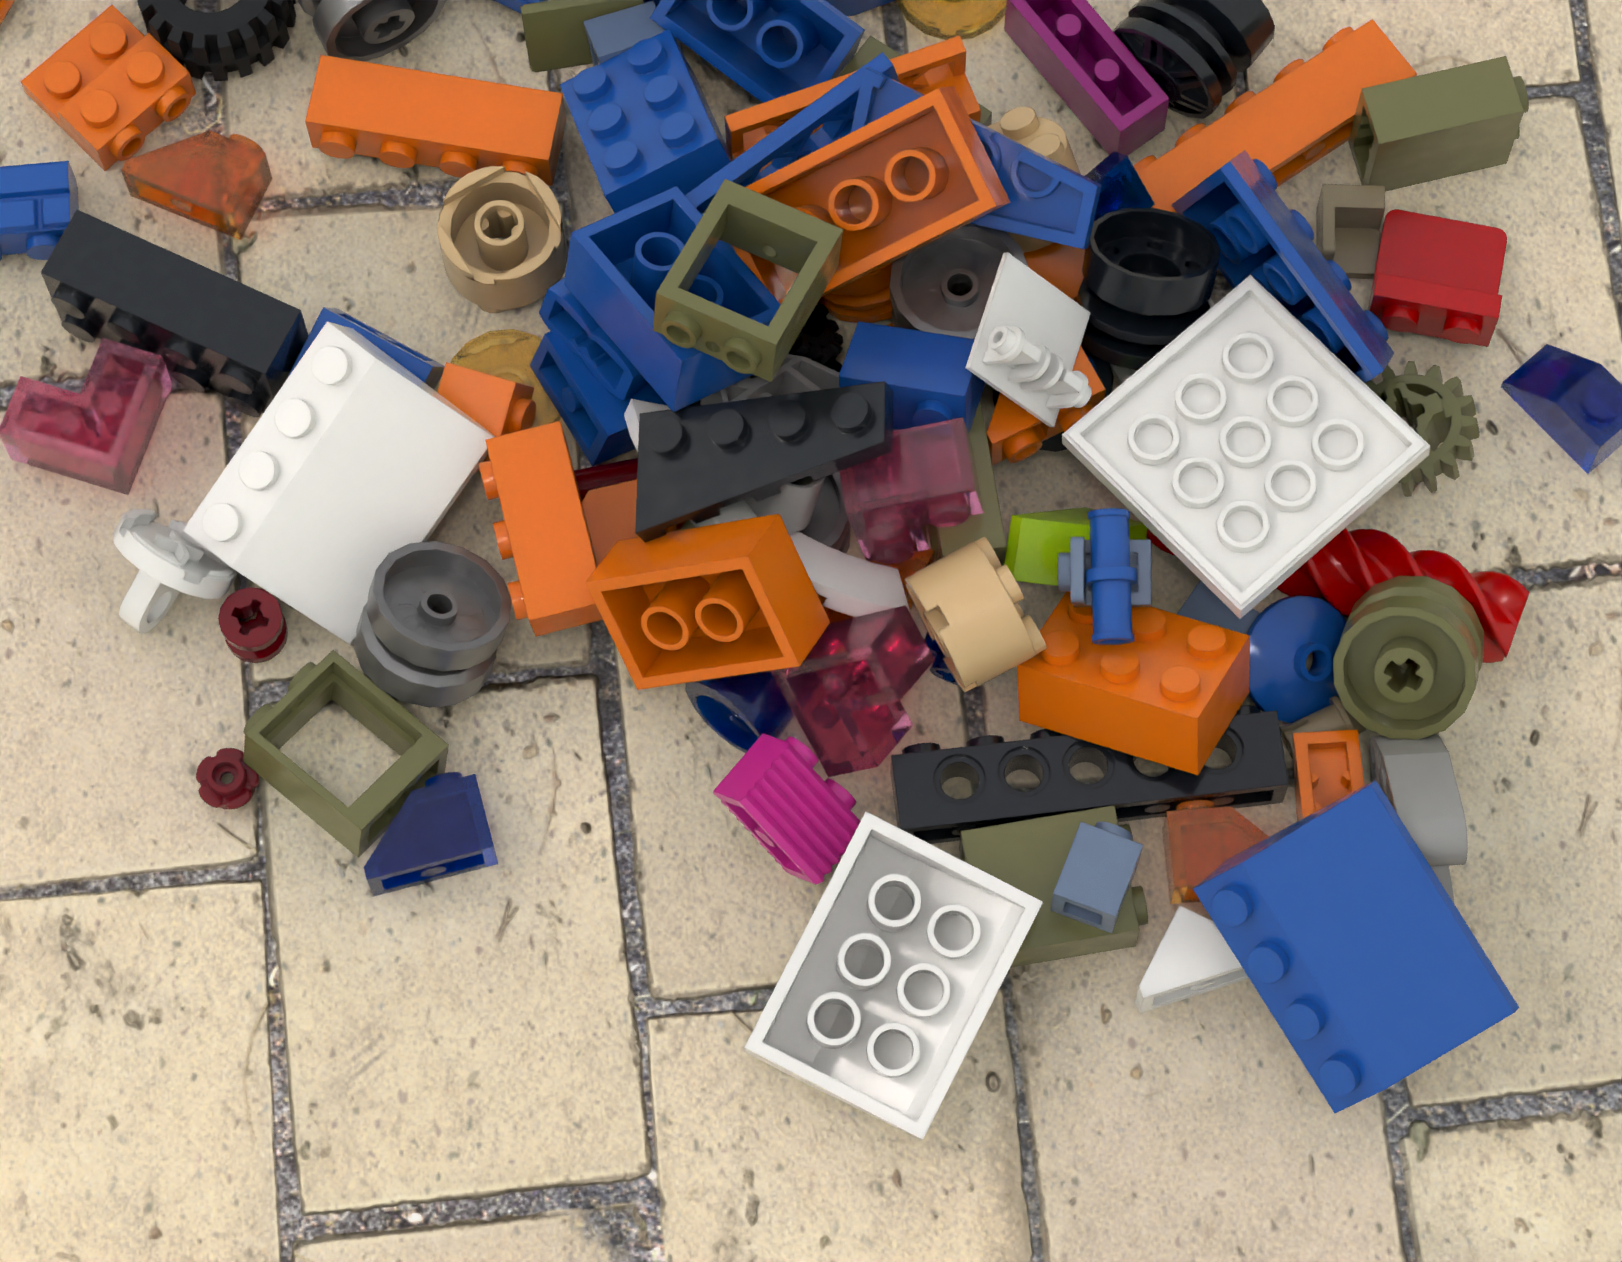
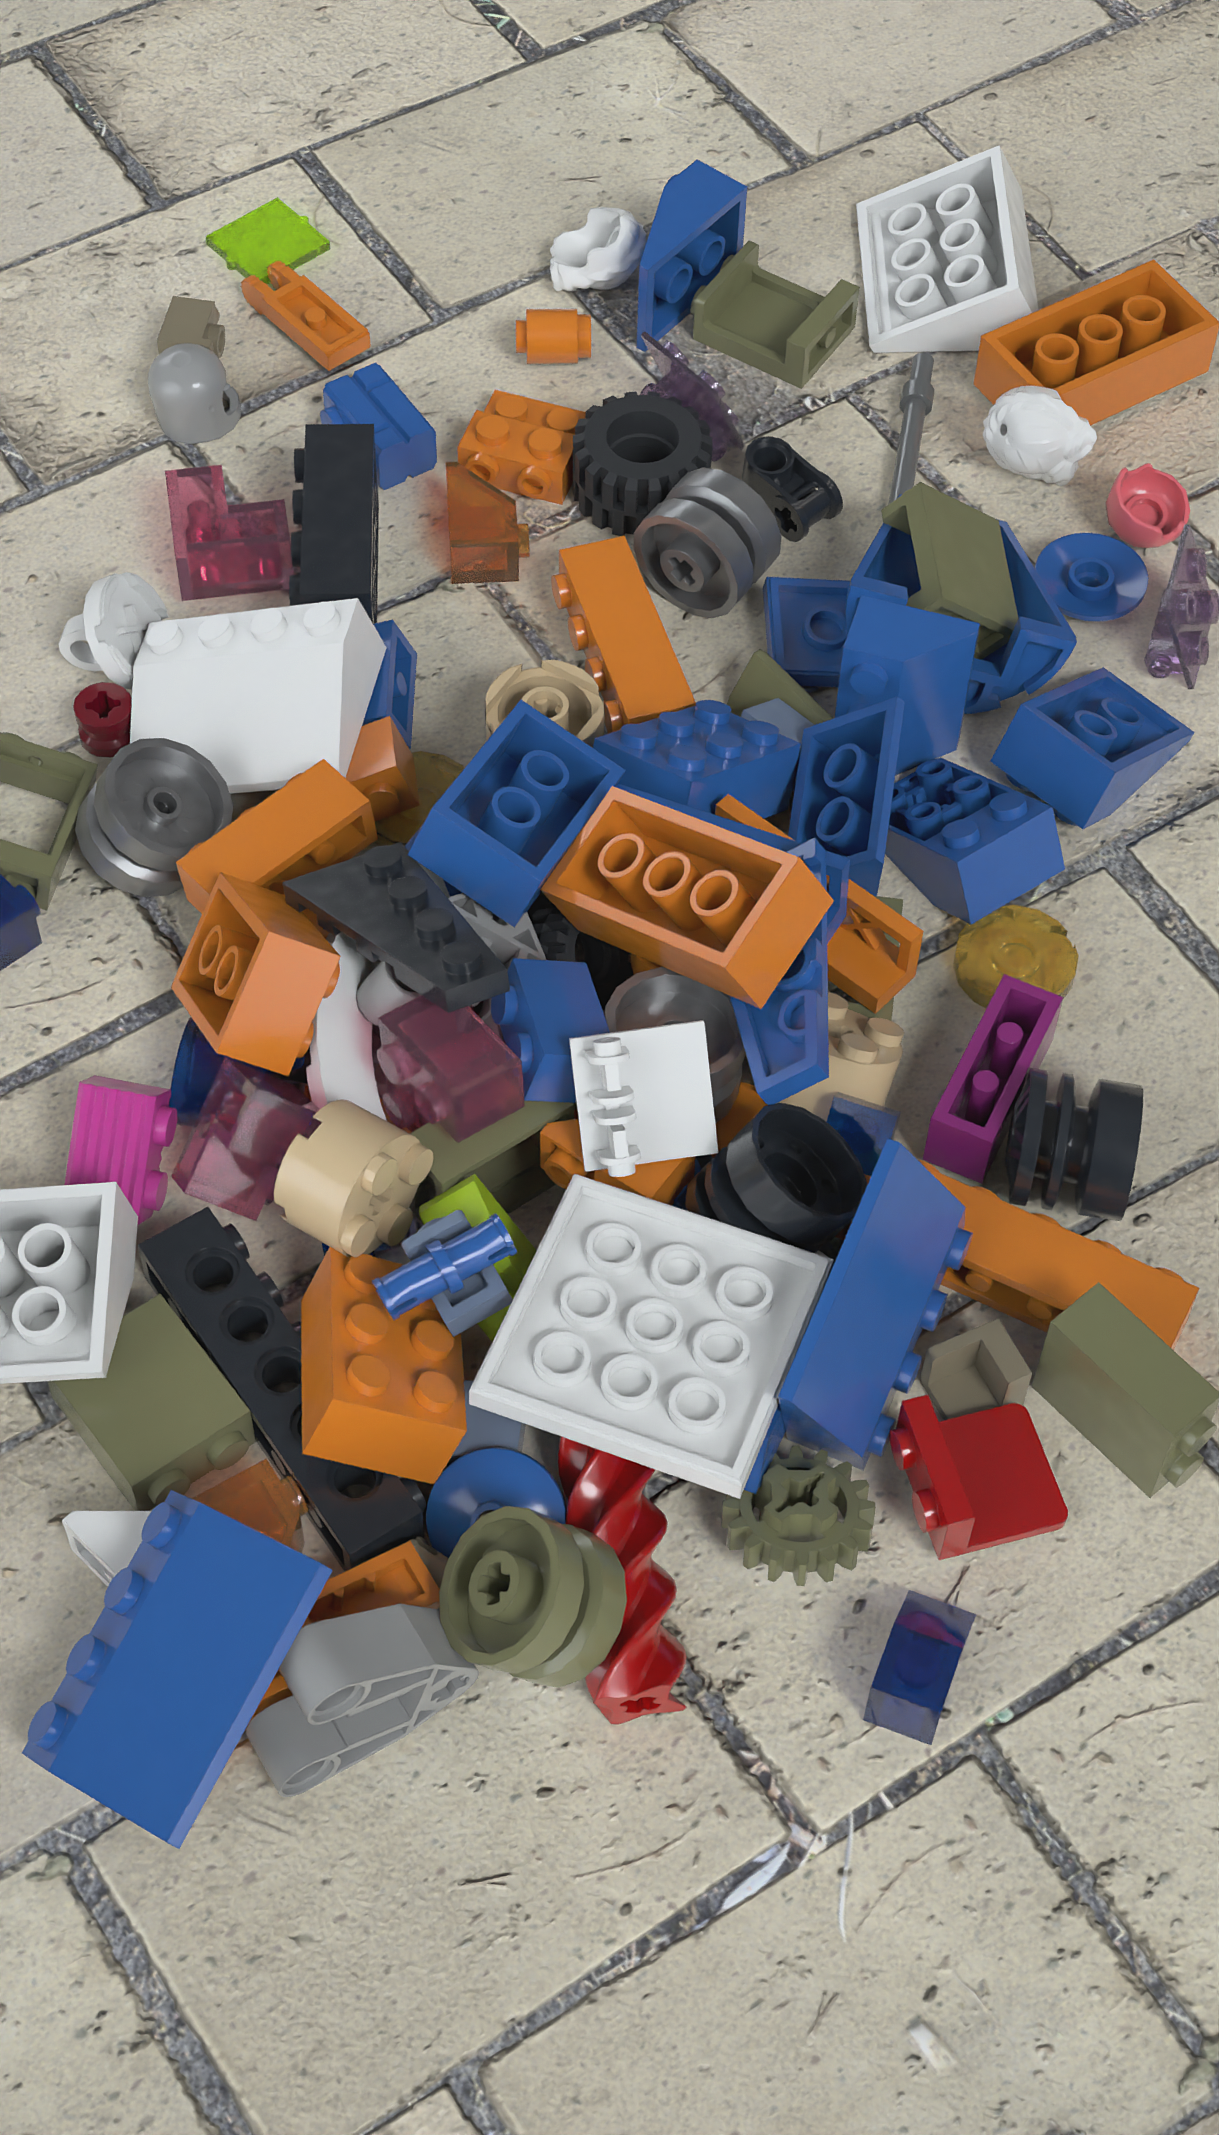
camera: 60 degrees right, 15 degrees down
(767, 231) = (532, 862): olive window -> none
(1097, 875) = (156, 1412): sand blue brick -> none

